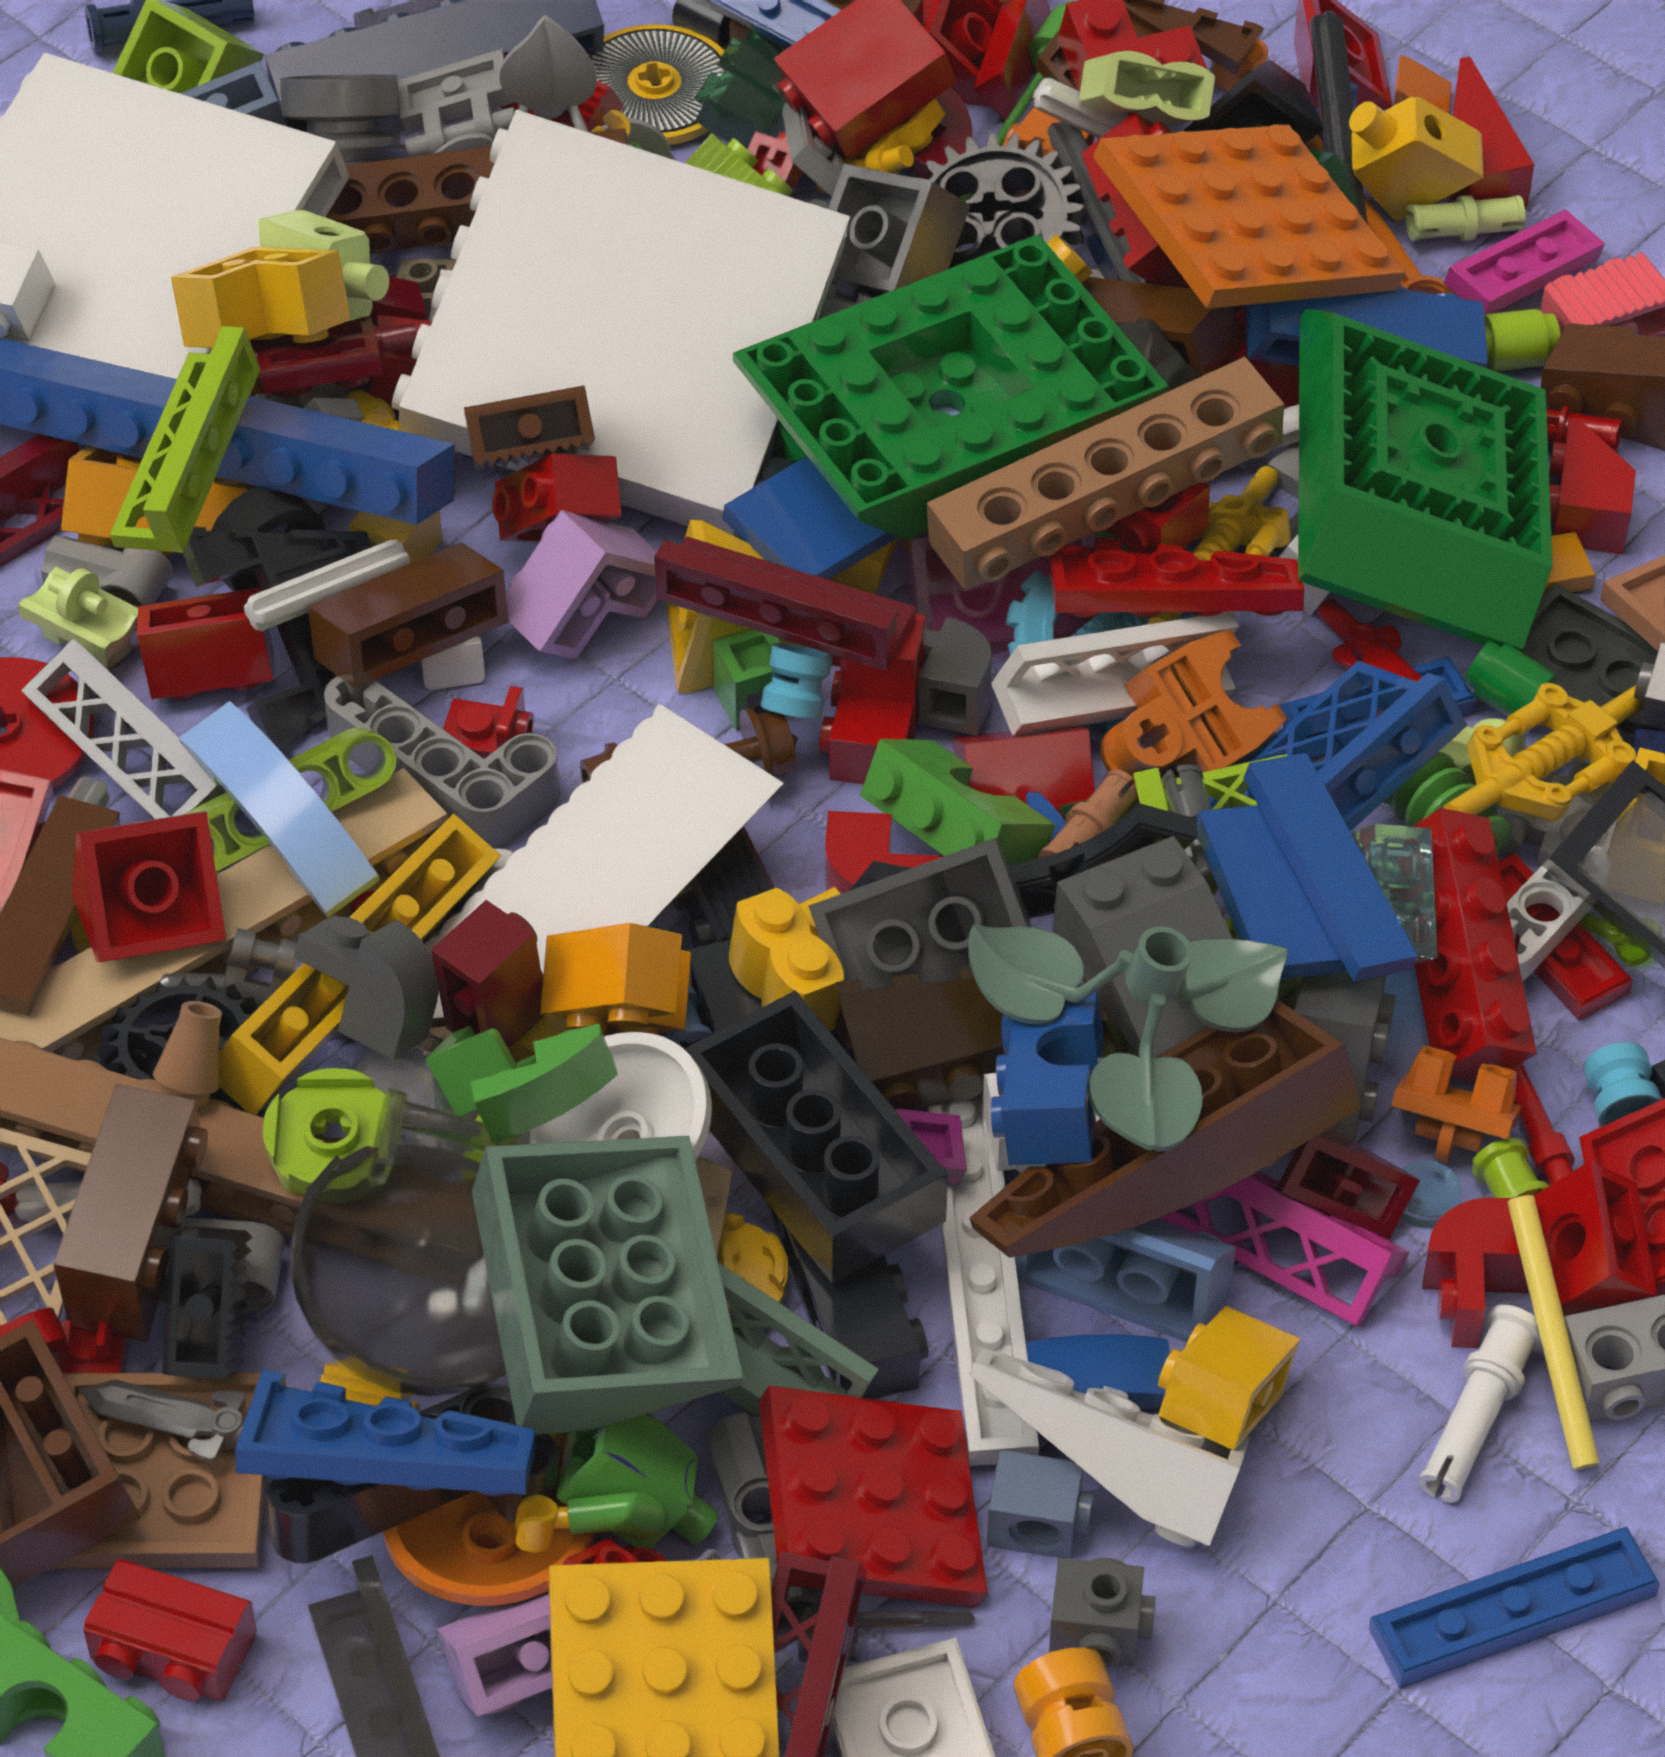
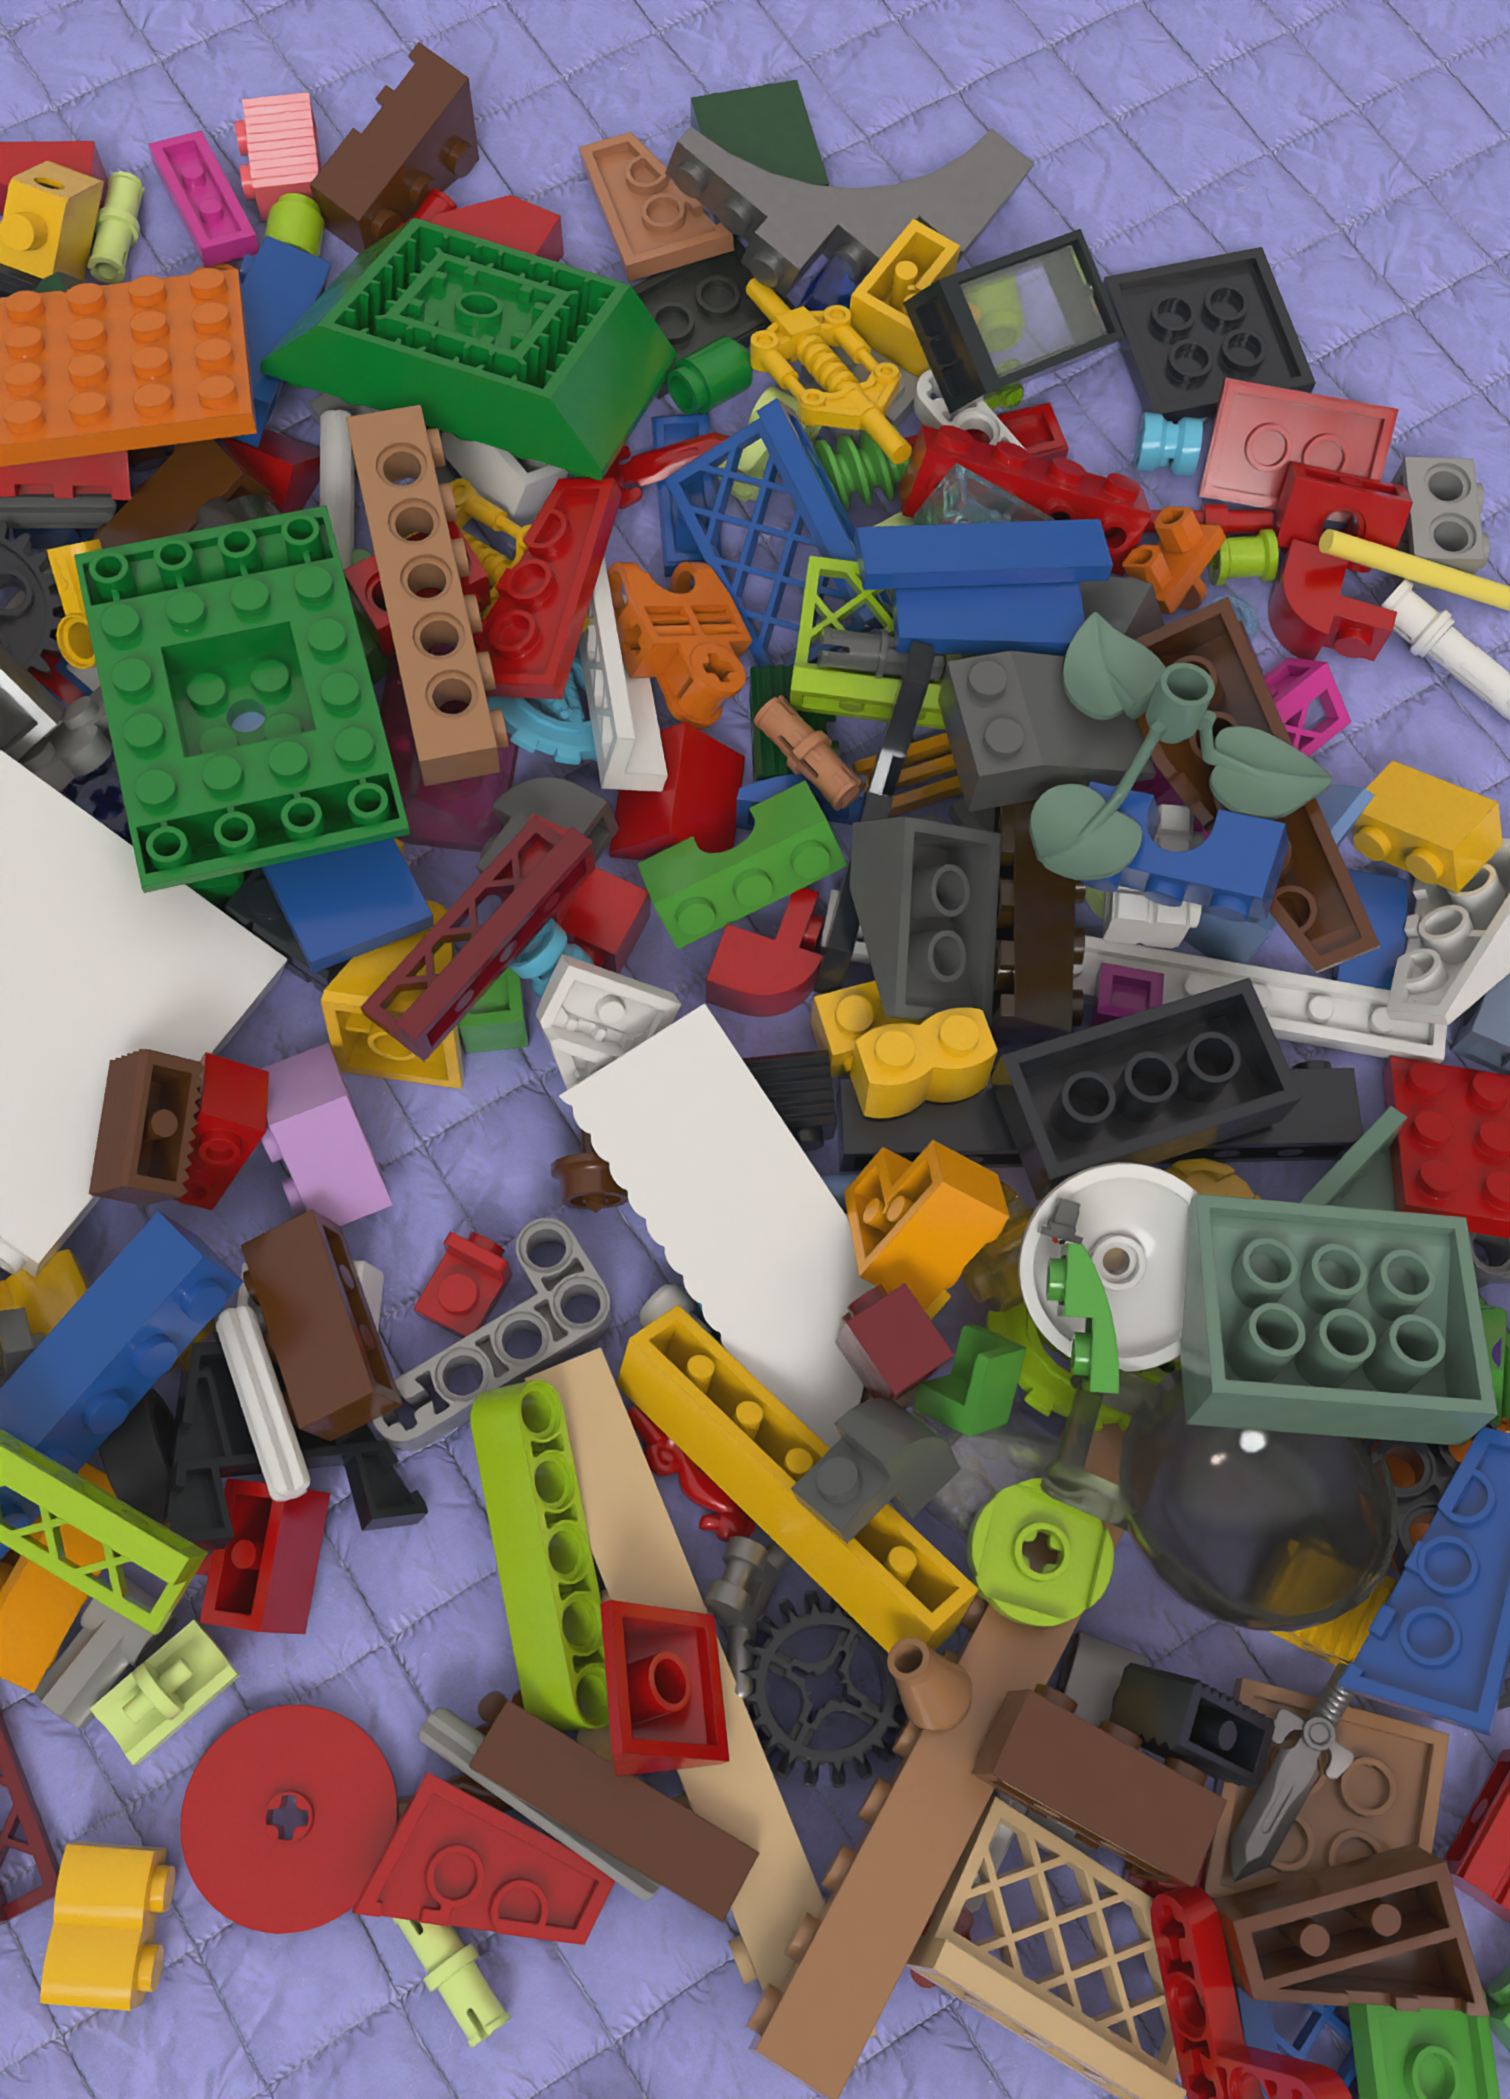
camera: 80 degrees left, 20 degrees up
(129, 713) = (353, 1646): light grey fence -> none
(281, 807) = (560, 1525): light blue slope -> none
(632, 1047) = (1063, 1222): none -> dark grey piece
(753, 715) = (598, 1016): none -> white slope

